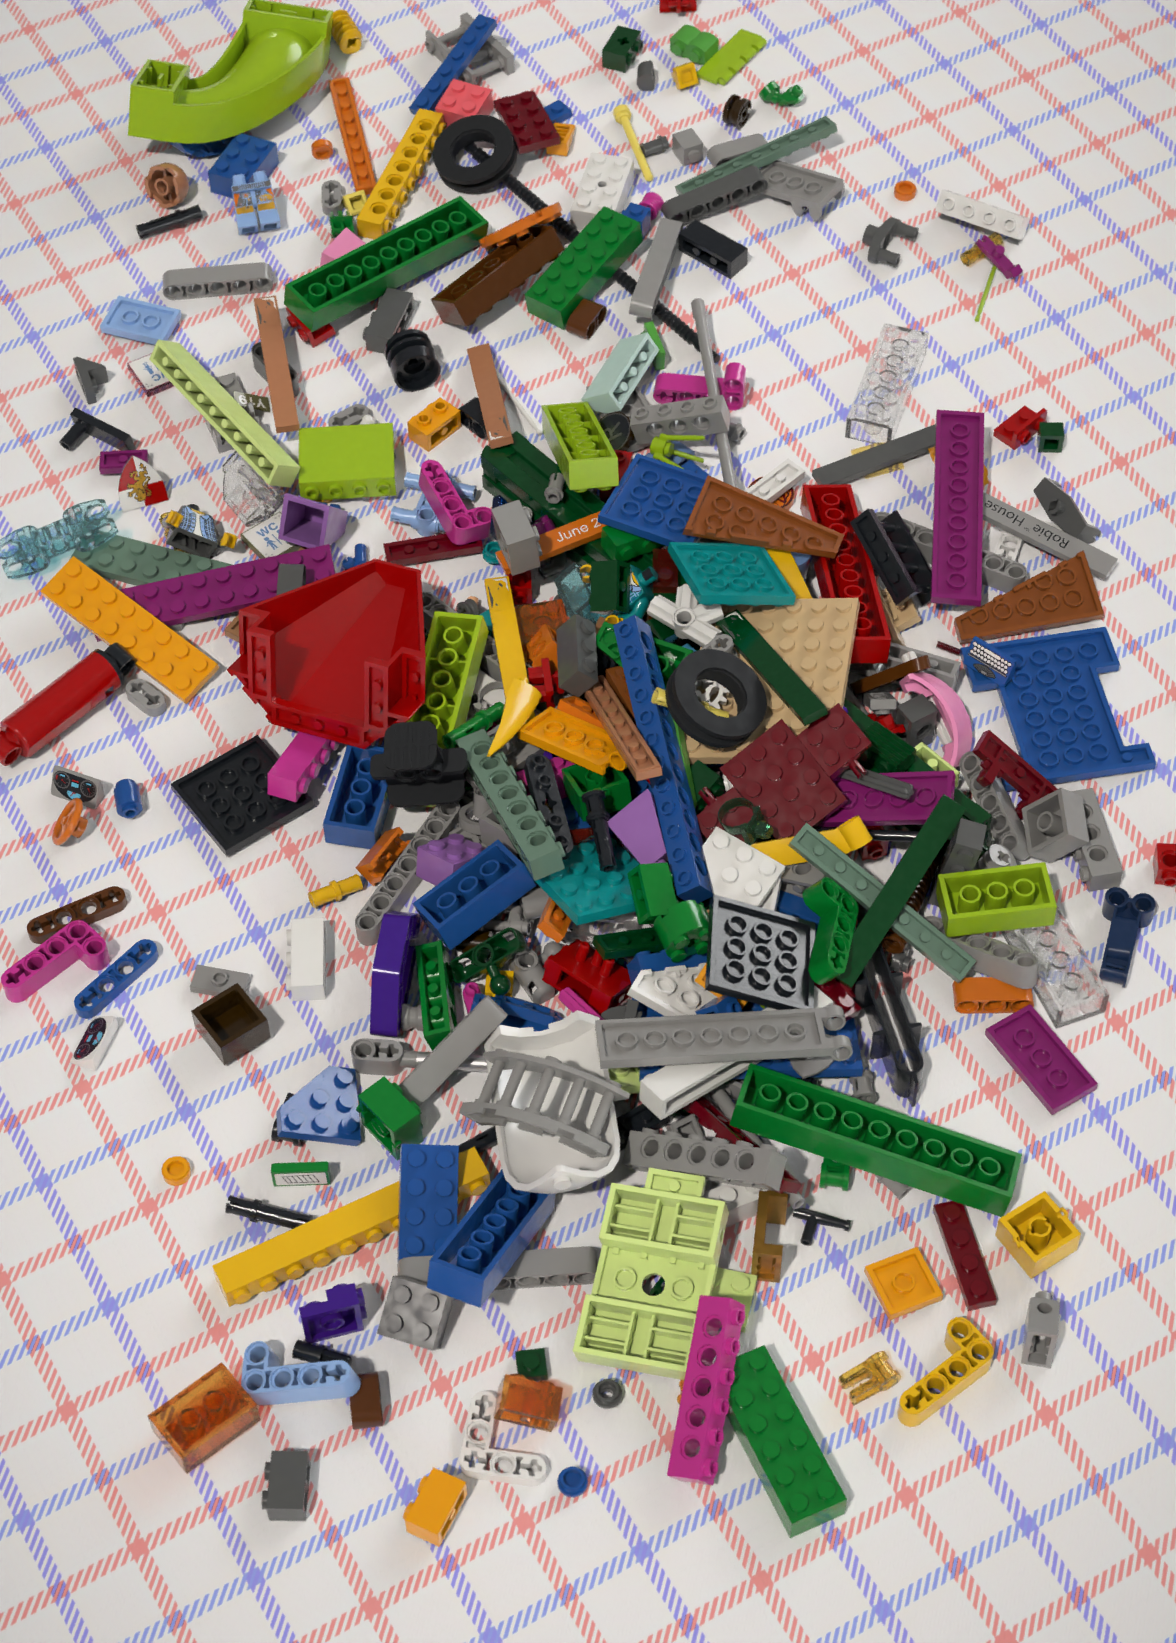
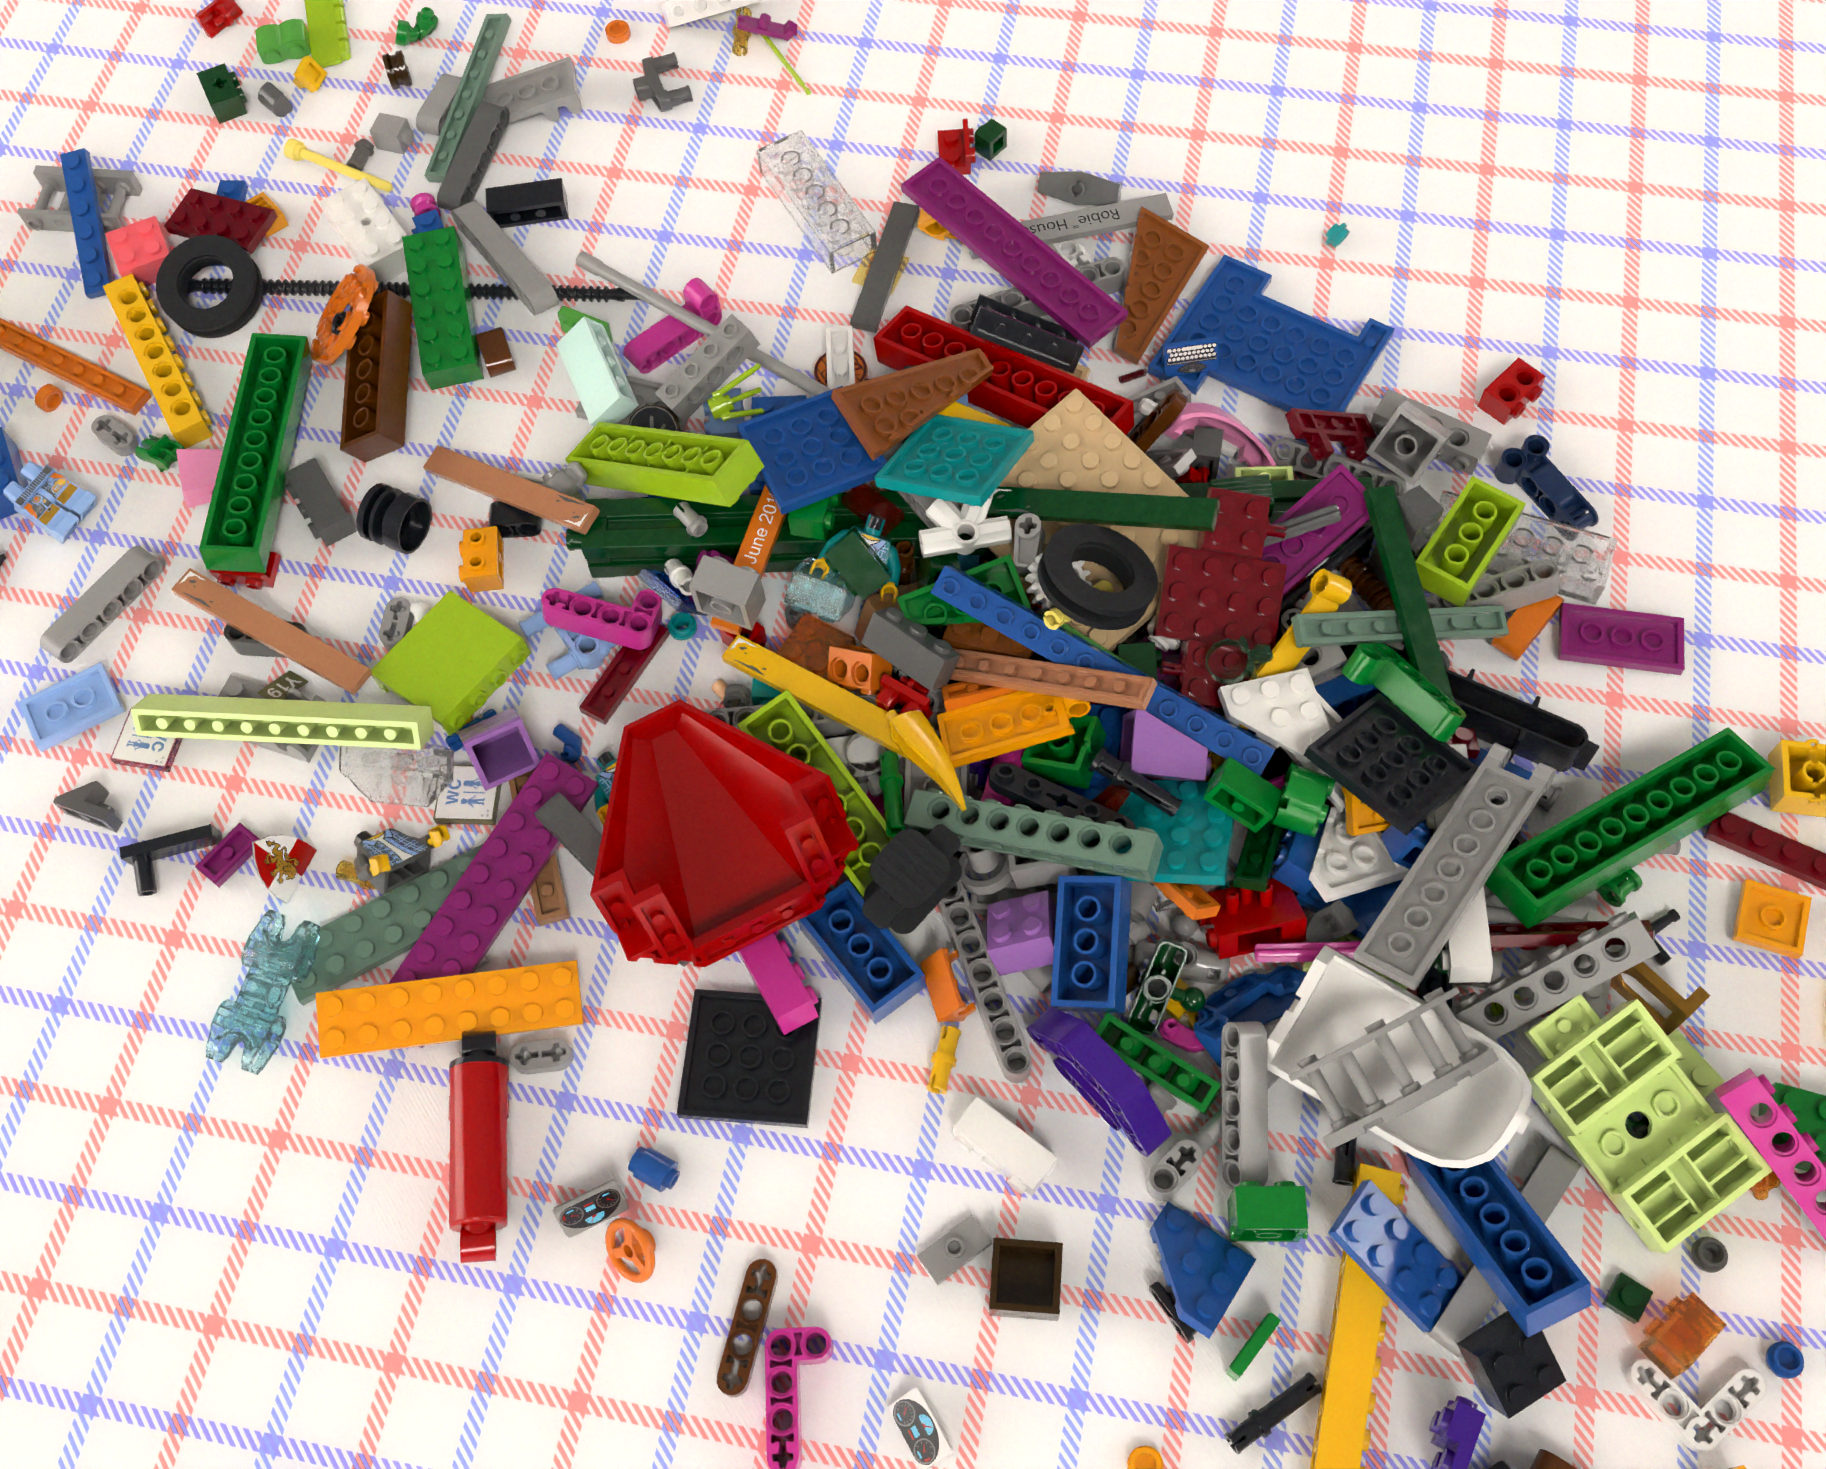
camera: 45 degrees left, 10 degrees up
(119, 980) = (857, 1348): blue beam -> none
(354, 202) = (145, 421): light yellow slope -> none
(525, 419) = (566, 480): none -> light grey piece

